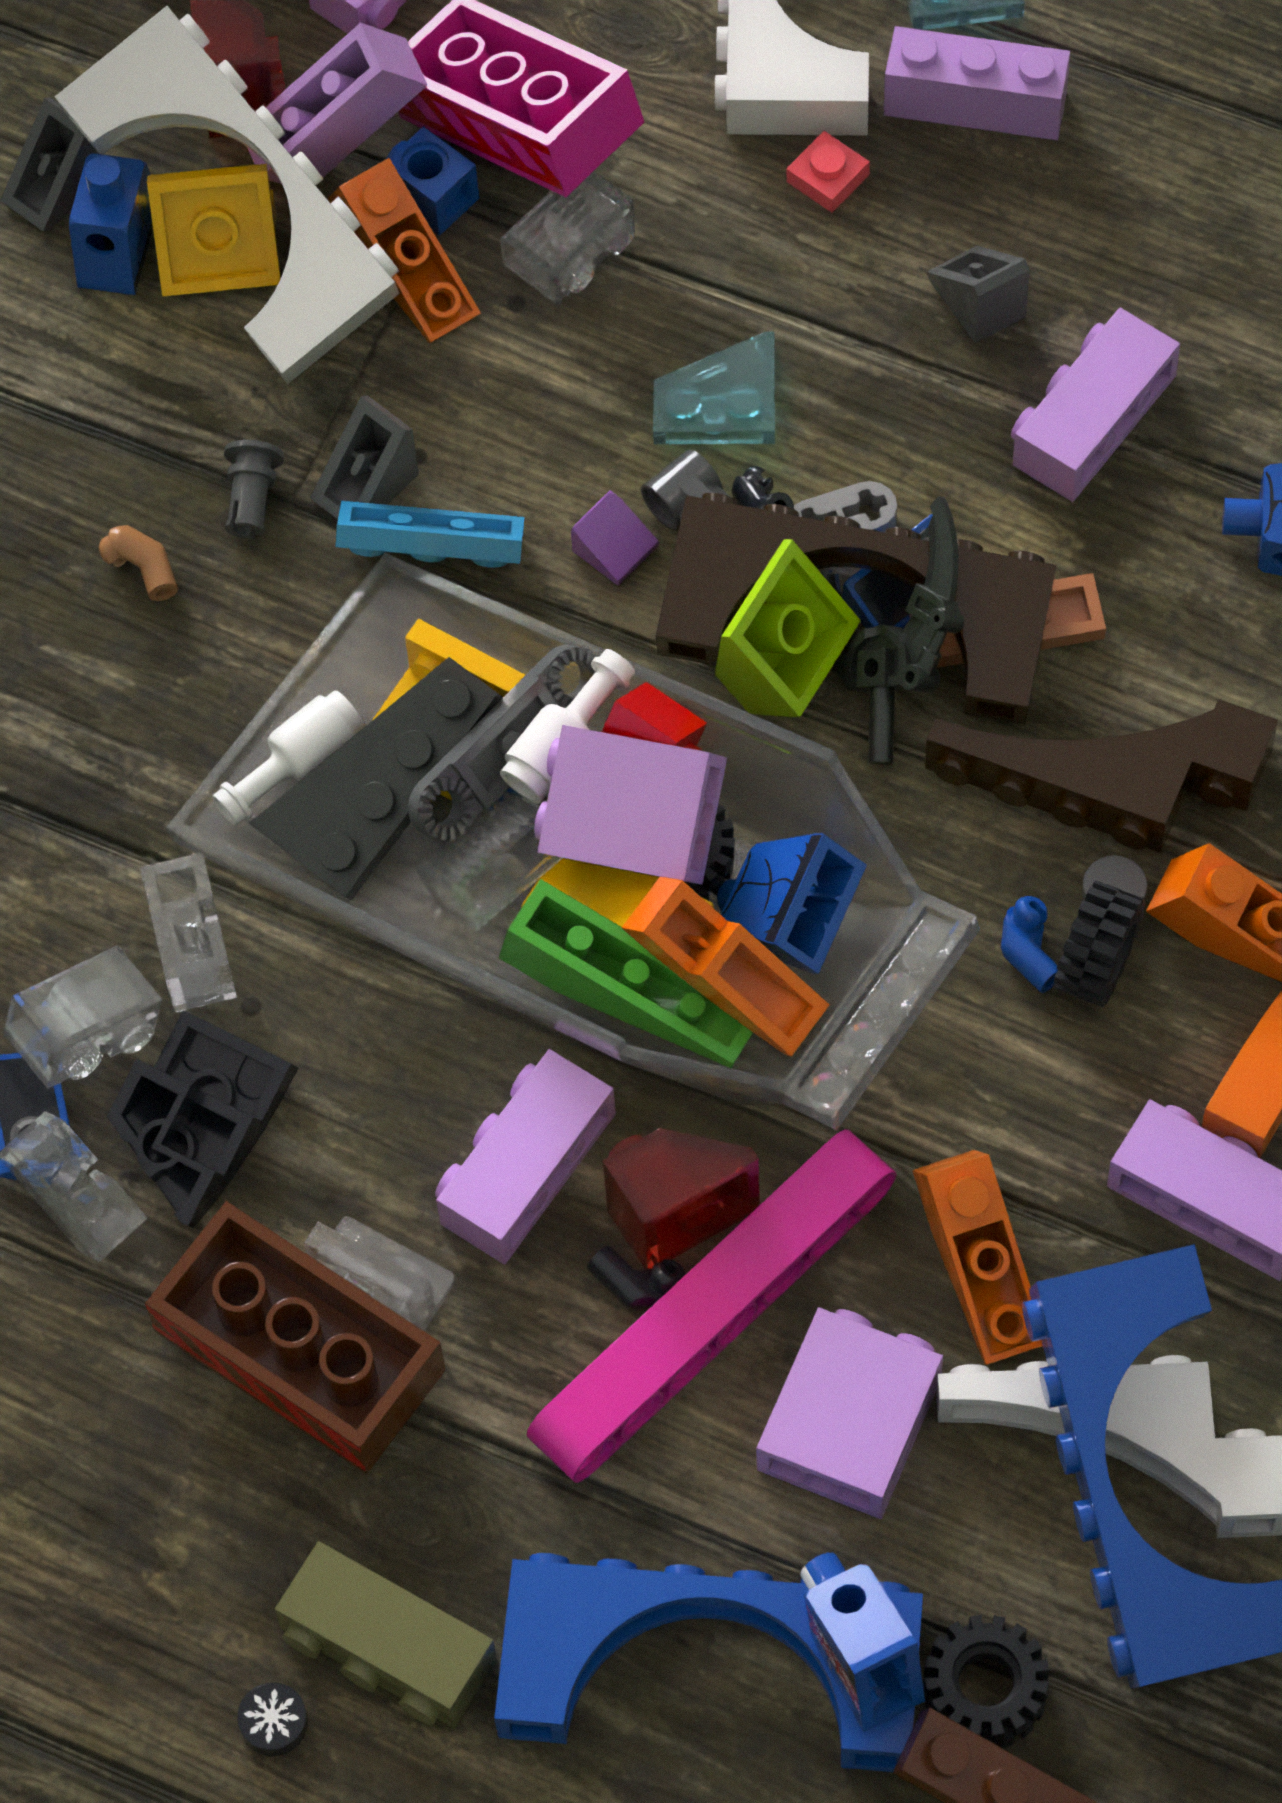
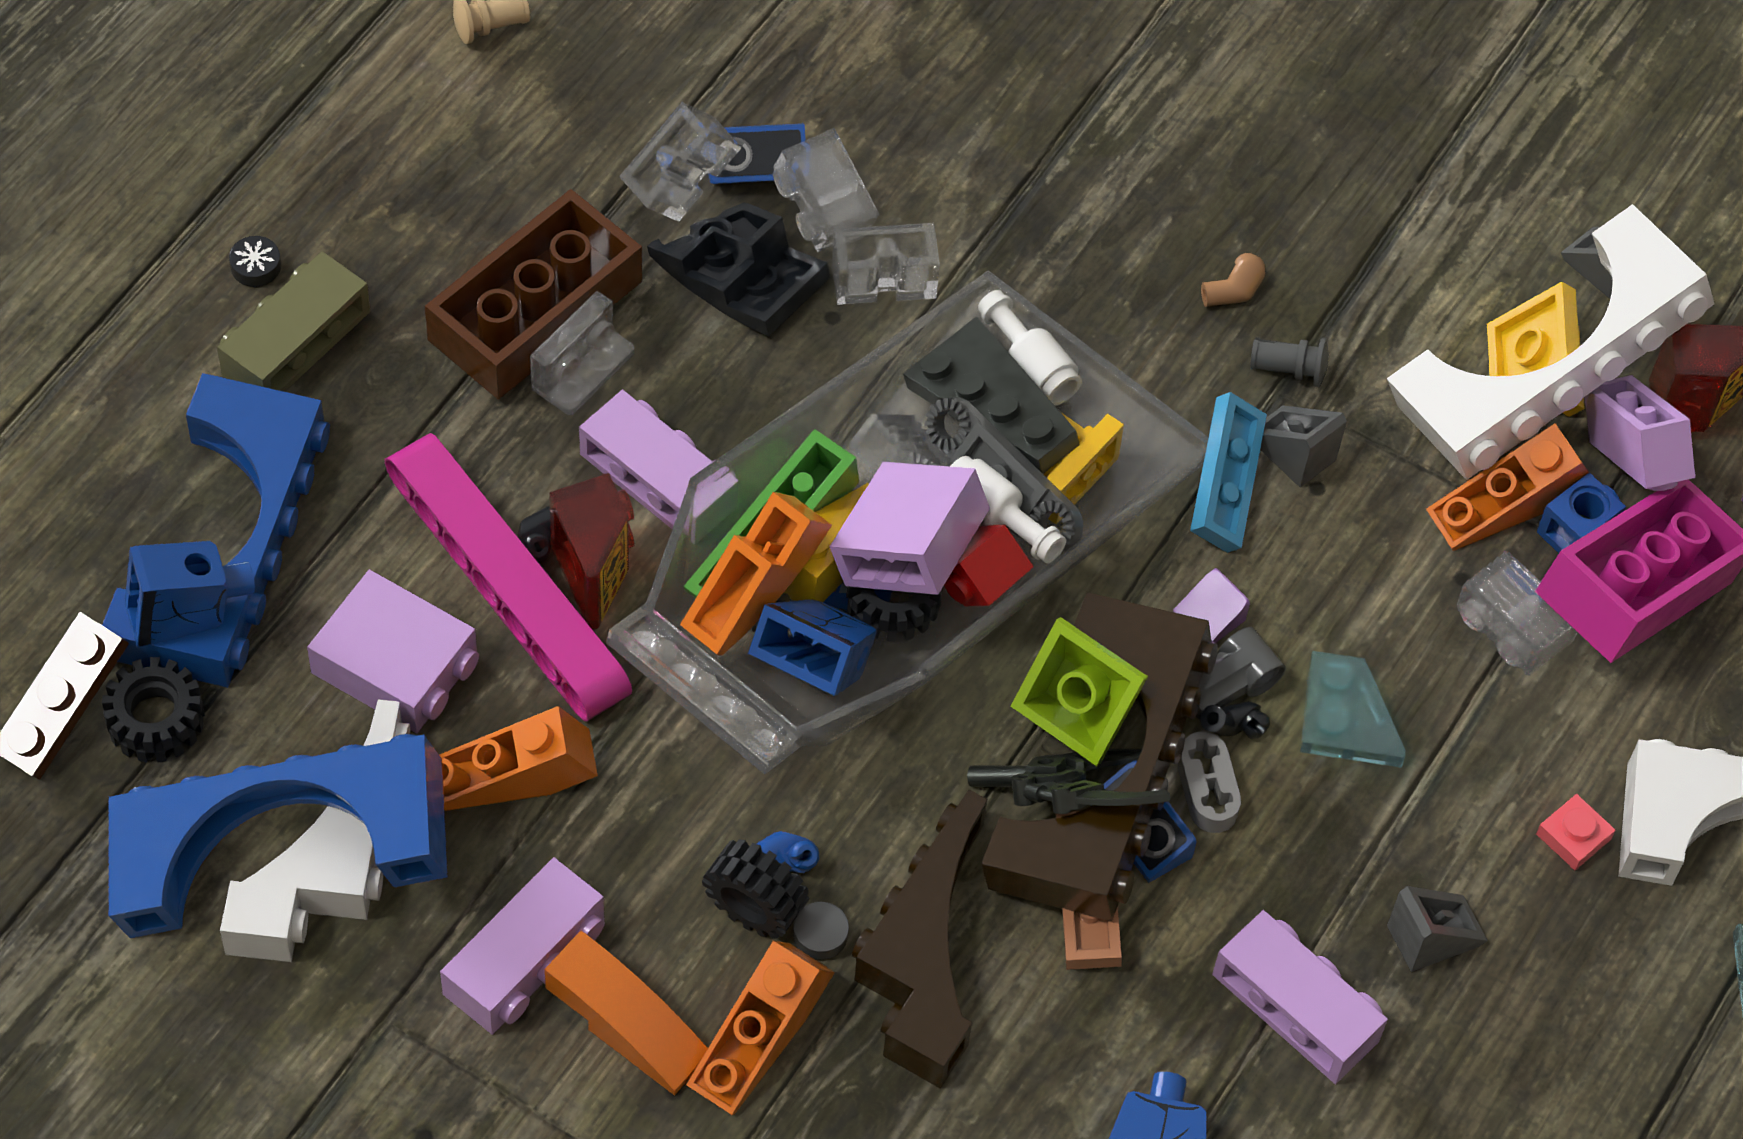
camera: 90 degrees right, 5 degrees down
(112, 204) = (1546, 263): blue torso -> none
(976, 83) = (1654, 957): lavender brick -> none

